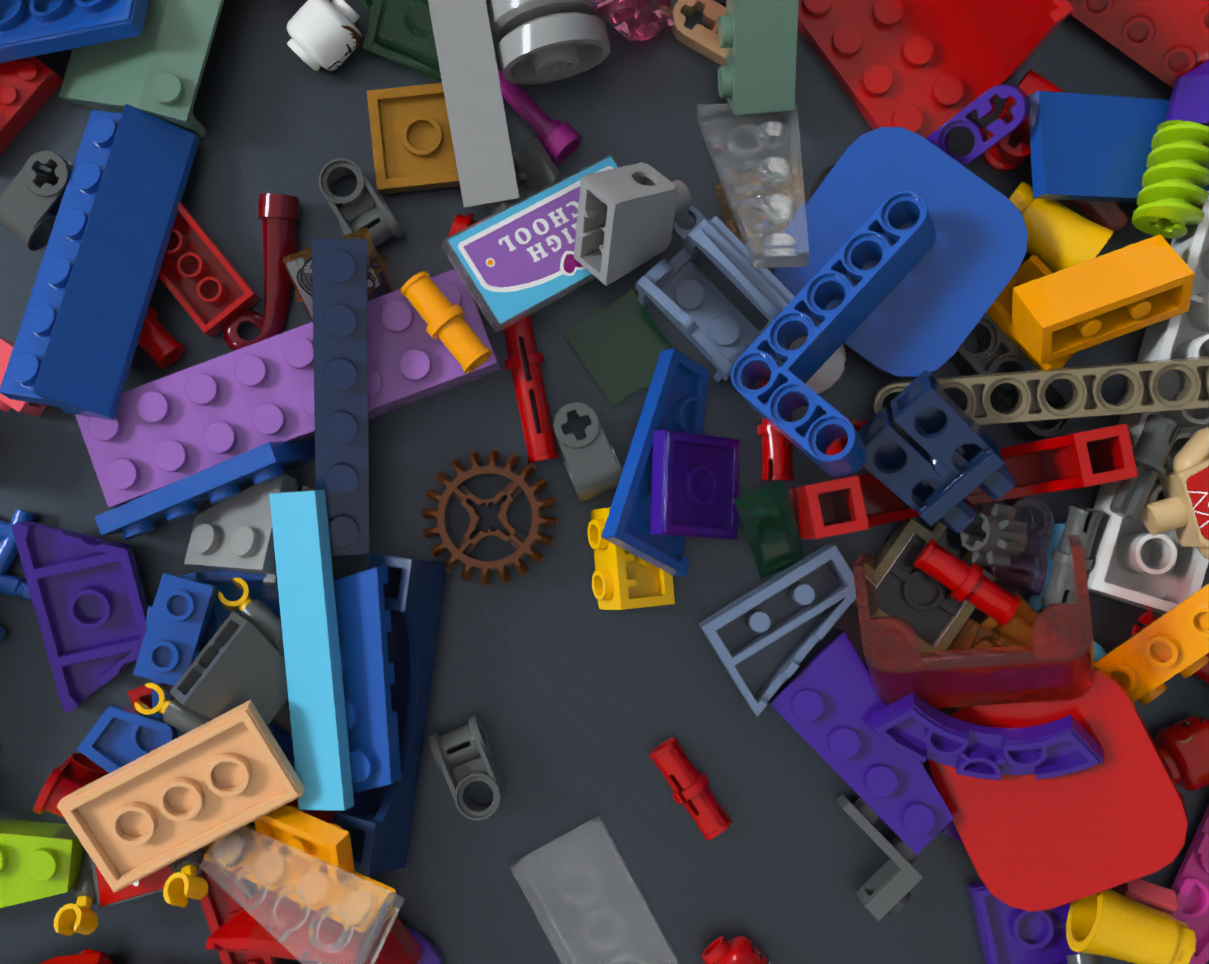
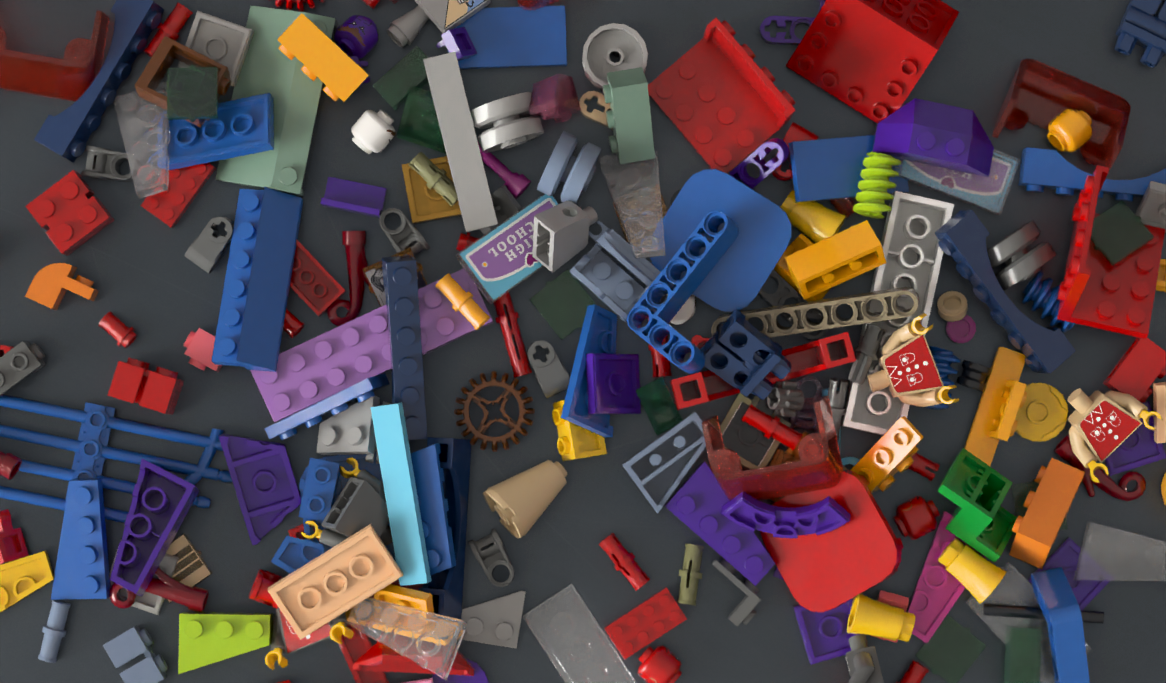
camera: 15 degrees left, 0 degrees up
(282, 142) = (354, 197): none -> dark purple panel
(419, 113) = (434, 177): none -> olive pin
(462, 871) = (495, 621): none -> light grey wing
(533, 665) = (526, 496): none -> tan cone
(644, 112) = (566, 168): none -> sand blue wheel
(717, 896) = (645, 623): none -> red piece
(792, 854) = (691, 574): none -> olive pin

